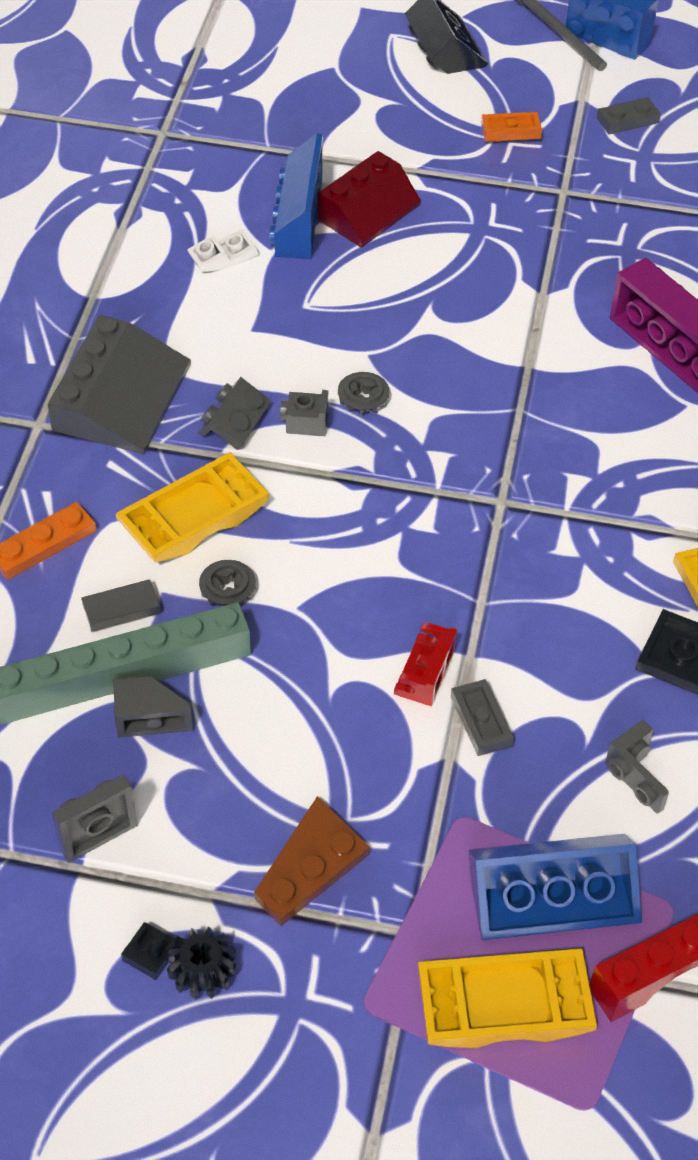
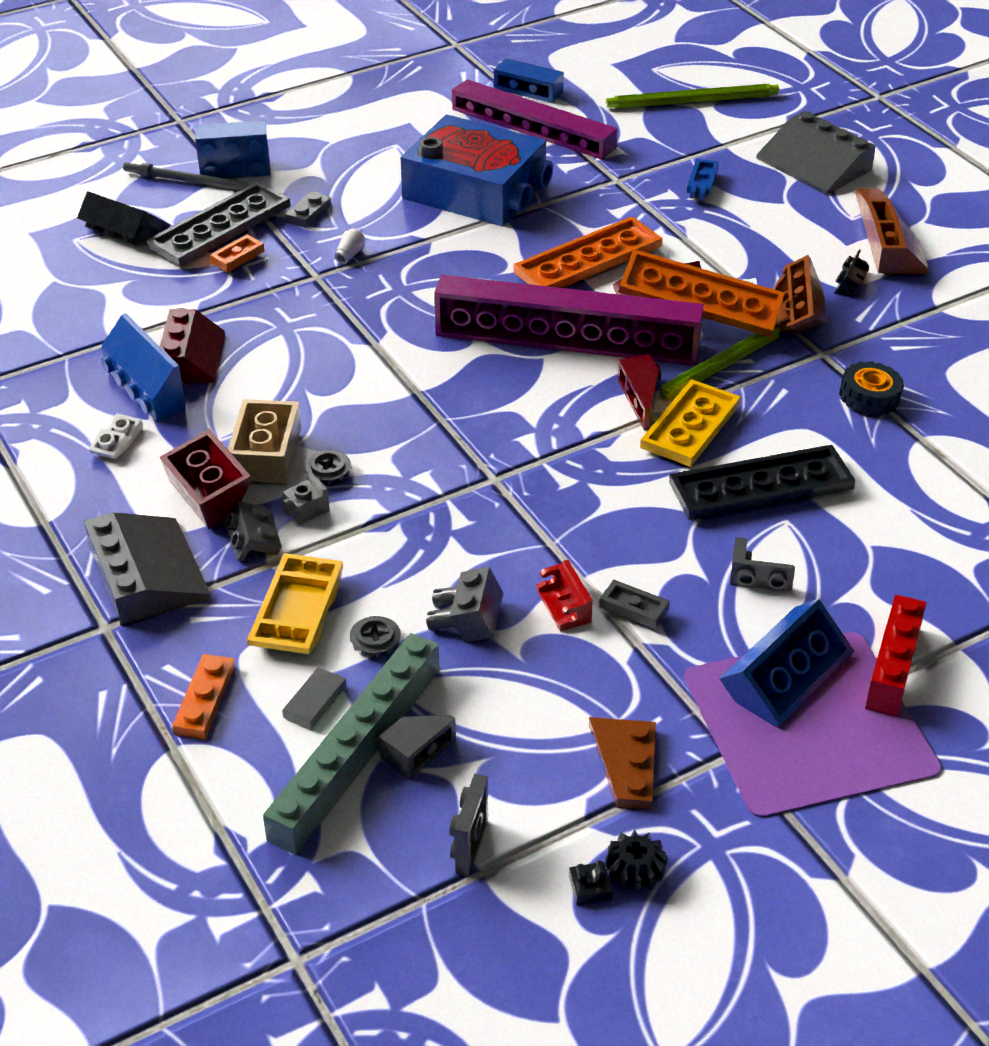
camera: 40 degrees left, 10 degrees down
(235, 336) = (206, 477): none -> dark red slope
(327, 331) = (266, 438): none -> tan brick
(330, 614) = (473, 605): none -> dark grey brick
(506, 998) = (834, 742): yellow slope -> none
(528, 86) = (218, 223): none -> dark grey plate
(623, 176) = (350, 244): none -> white cone

